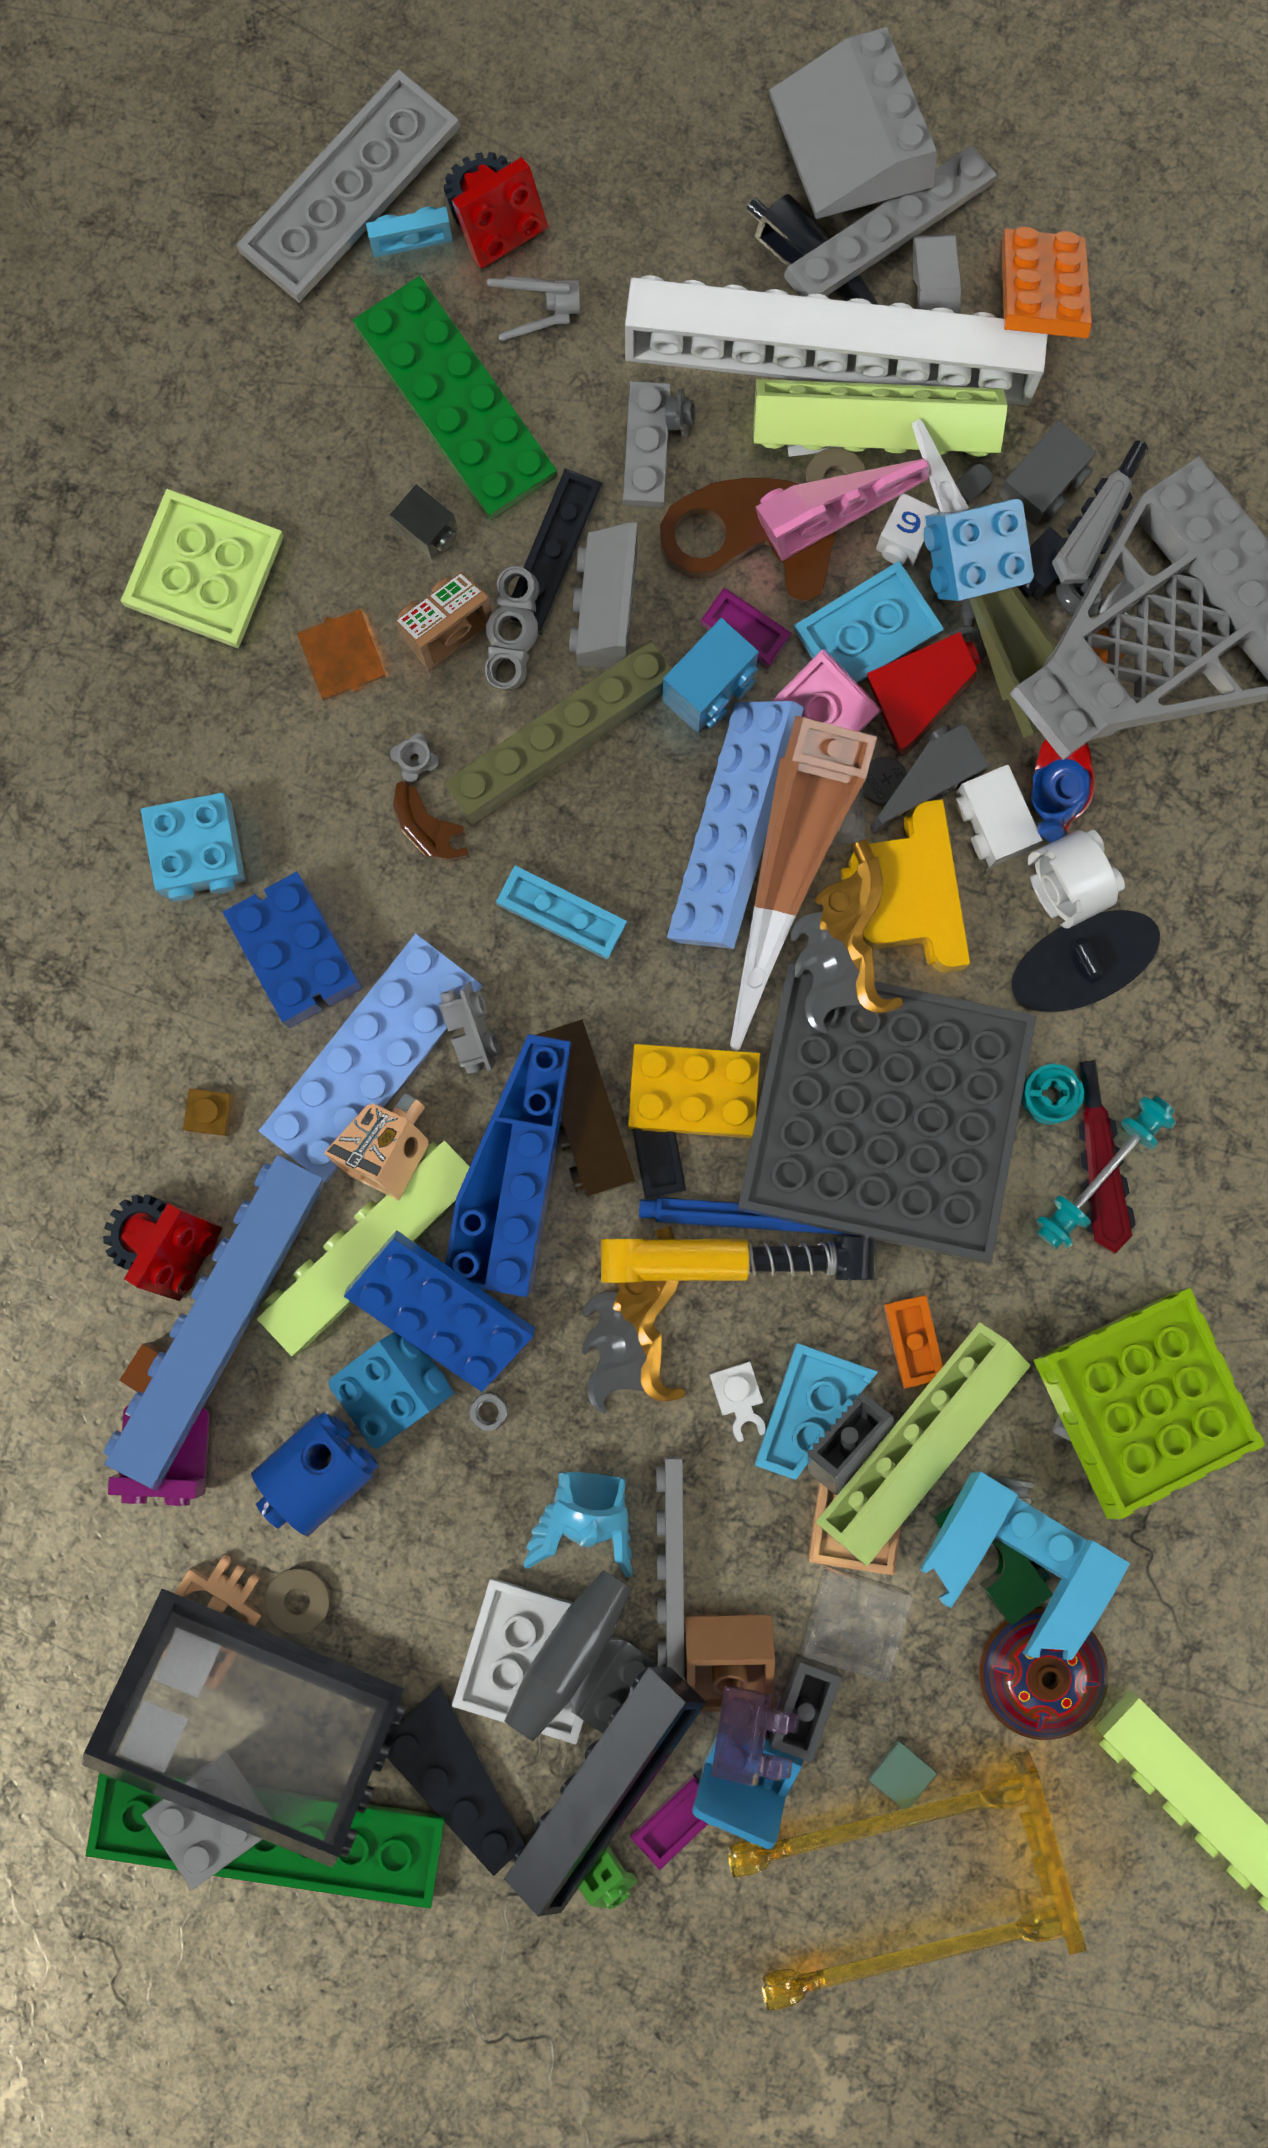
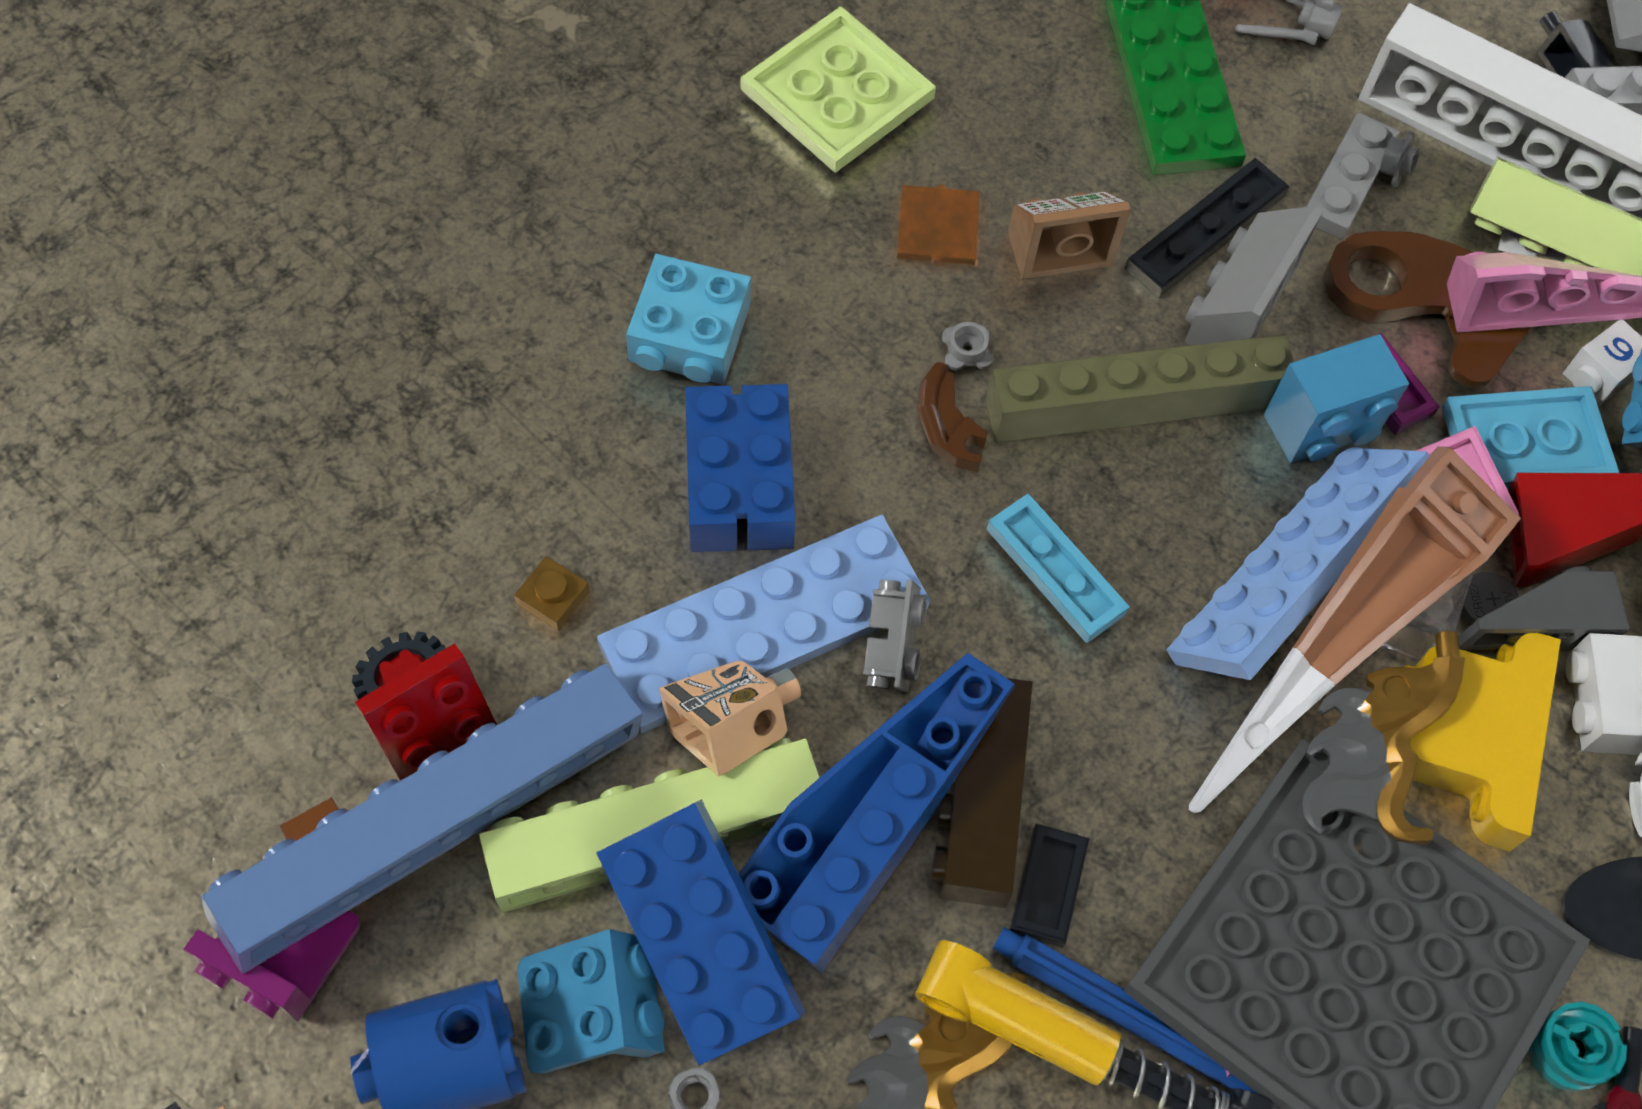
camera: 20 degrees right, 20 degrees down
(424, 522) = (1086, 140): pearl dark grey brick -> none
(511, 608) = (1143, 247): light grey piece -> none
(693, 1091) = (1126, 833): yellow plate -> none

